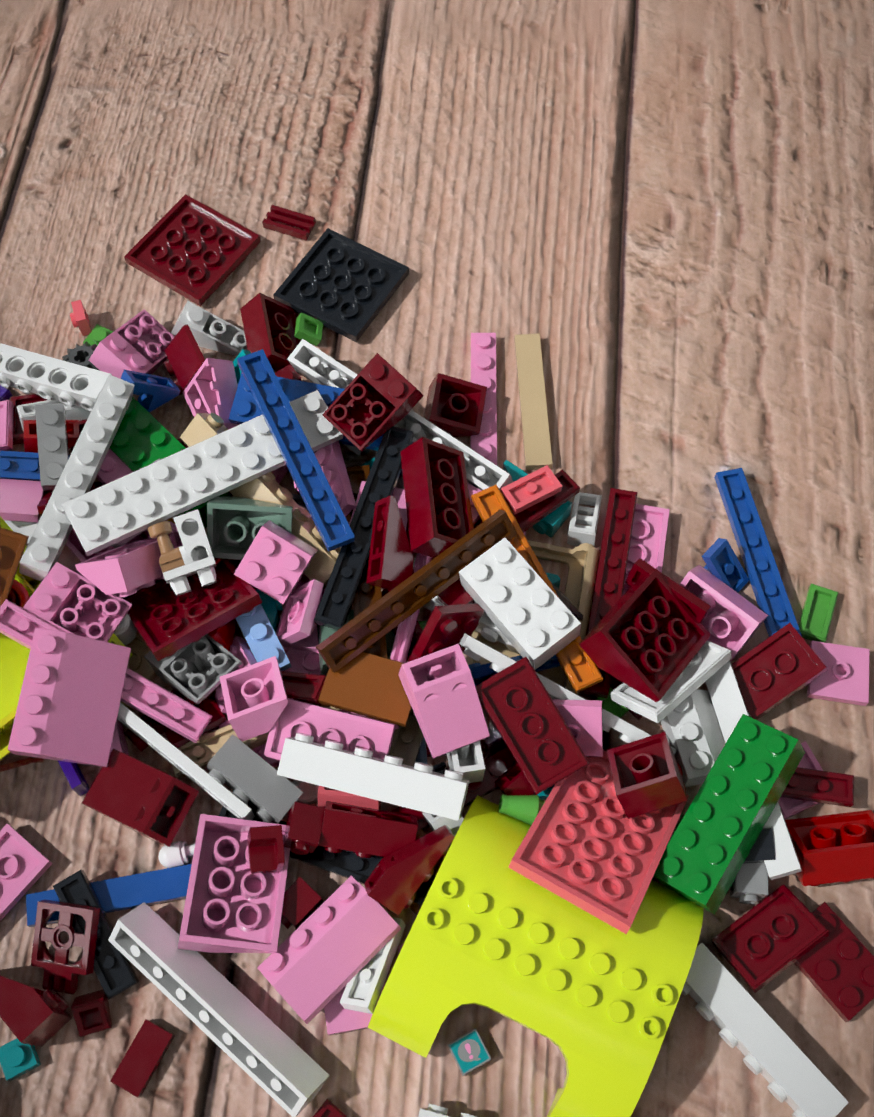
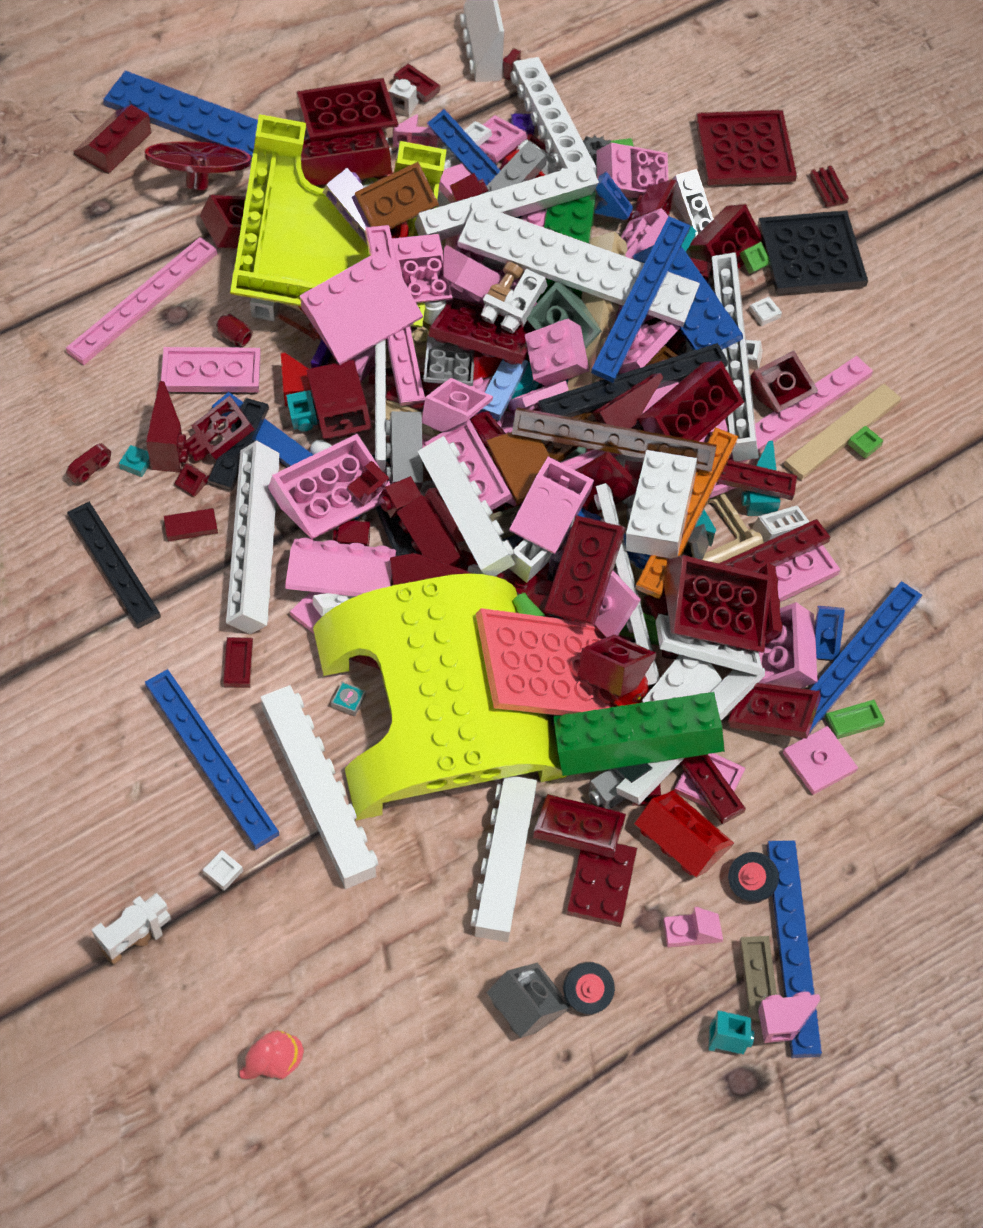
camera: 45 degrees right, 5 degrees down
(33, 496) = (468, 187): none -> dark red brick
(75, 819) = (293, 376): none -> red slope
(80, 318) = (626, 125): coral plate -> none
(105, 839) = (302, 410): none -> teal brick
(361, 359) = (765, 311): none -> white tile
(372, 403) = (722, 319): dark red slope -> none
(531, 489) = (757, 462): coral plate -> none
(559, 392) = (865, 442): none -> bright green plate

